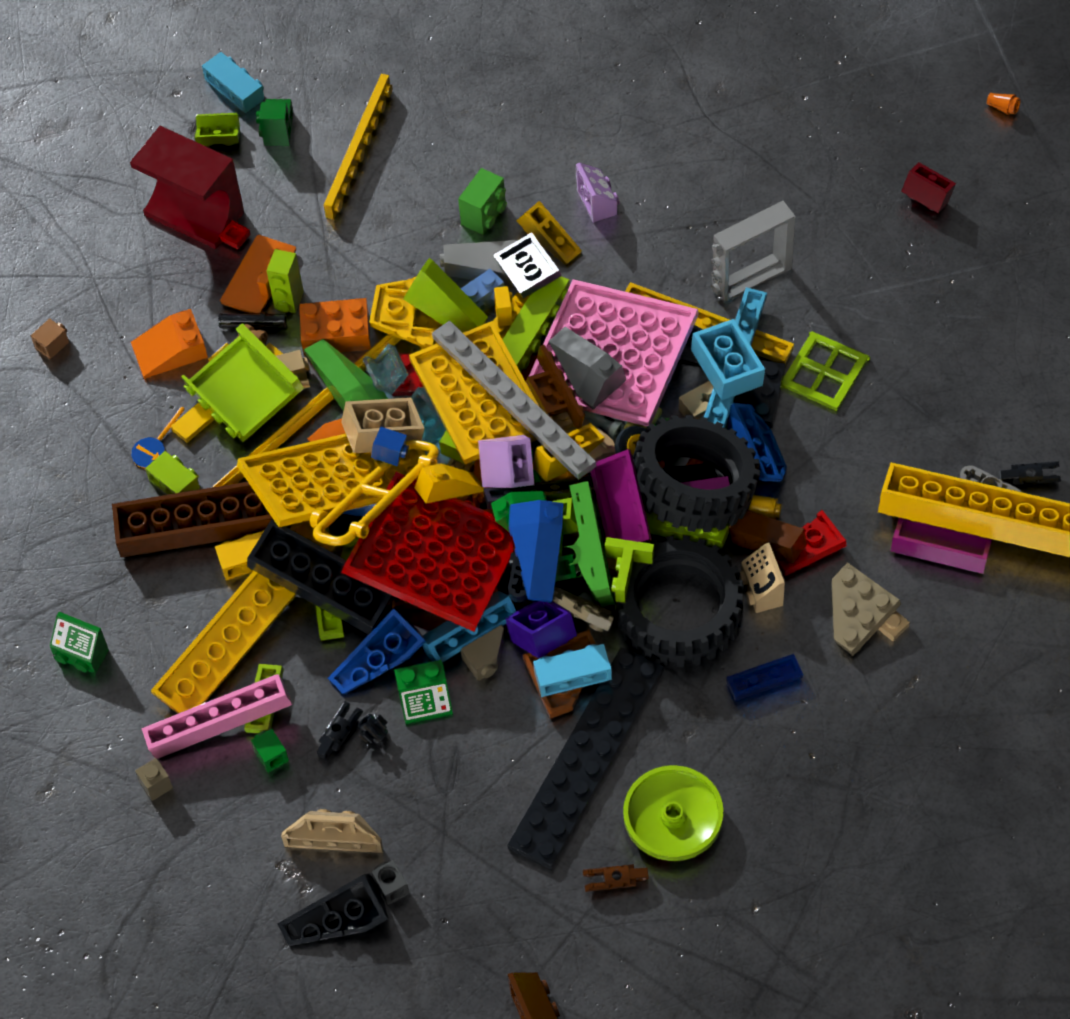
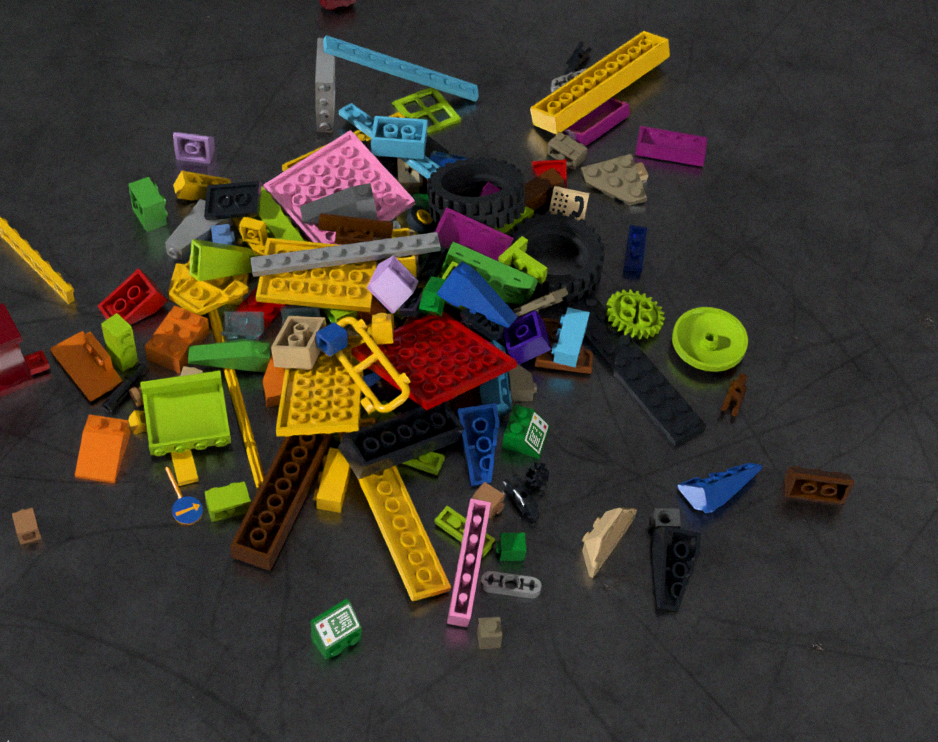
camera: 70 degrees left, 5 degrees down
(228, 763) = (518, 579): none -> light grey beam
(313, 700) = (490, 494): none -> medium nougat brick
(359, 264) = (134, 298): none -> red slope
(463, 911) = (715, 491): none -> blue wedge
(668, 739) = (647, 315): none -> lime gear
(827, 306) = (400, 68): none -> medium azure plate
(864, 536) = (563, 147): none -> dark tan brick
(964, 640) = (671, 146): none -> magenta slope

